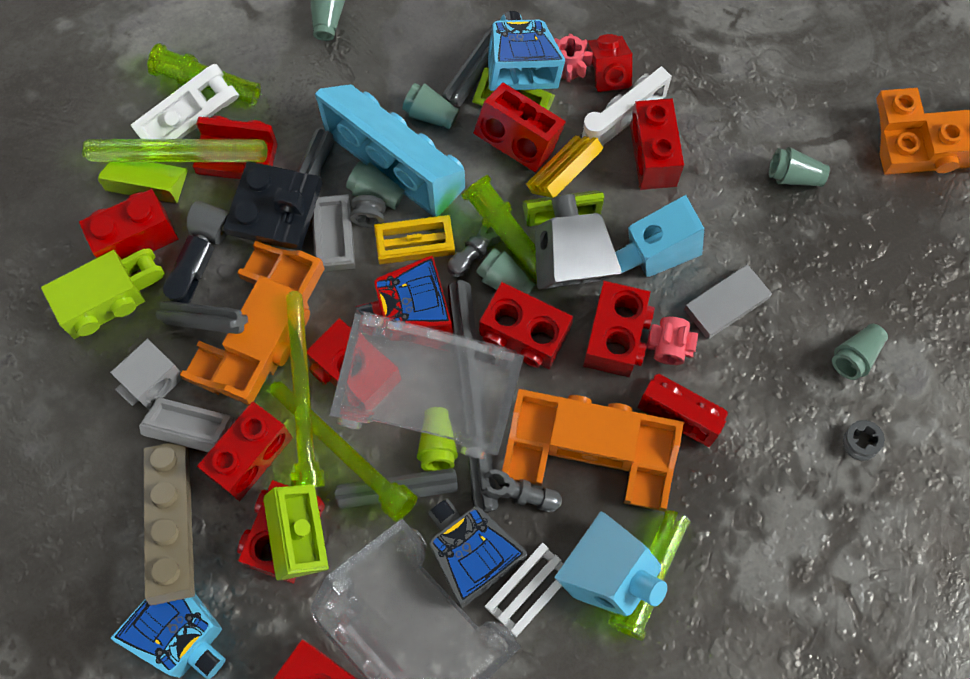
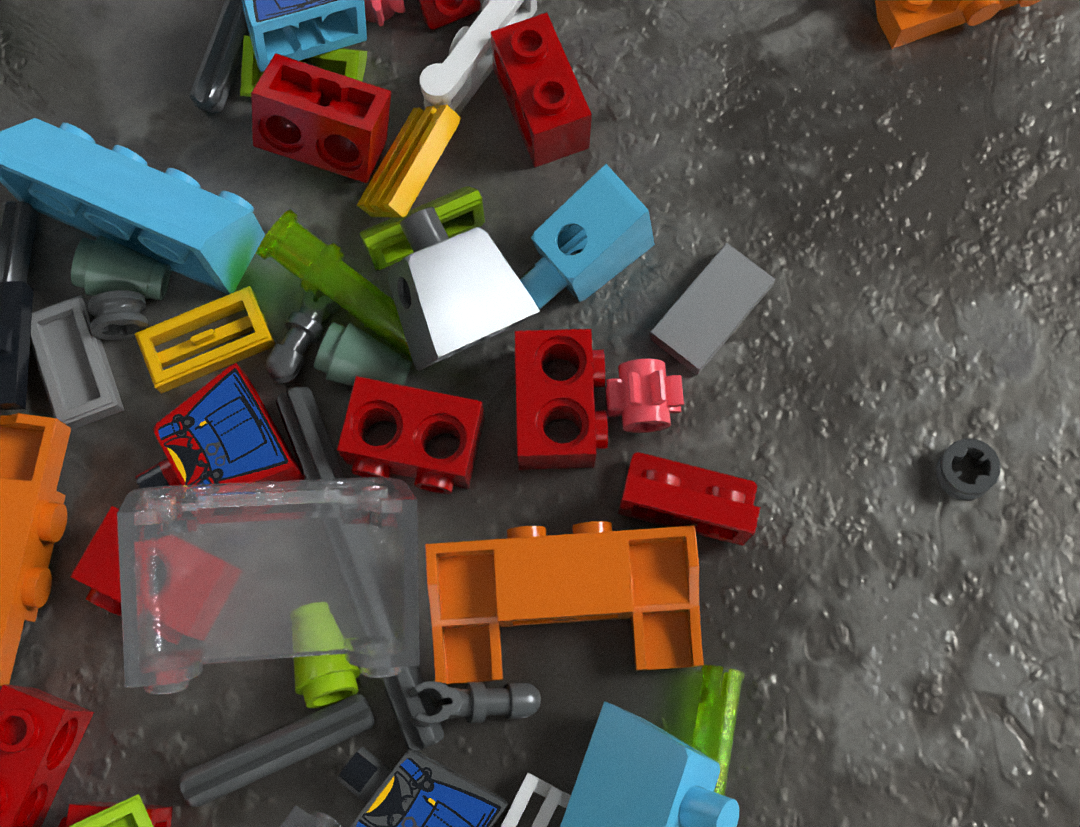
camera: 15 degrees left, 5 degrees up
(306, 470) = (127, 765): clear neon green piece -> none
(395, 498) = (275, 774): clear neon green piece -> none
(428, 106) = (173, 120): sand green cone -> none
(796, 168) = (763, 73): sand green cone -> none
(859, 352) = (928, 335): sand green cone -> none

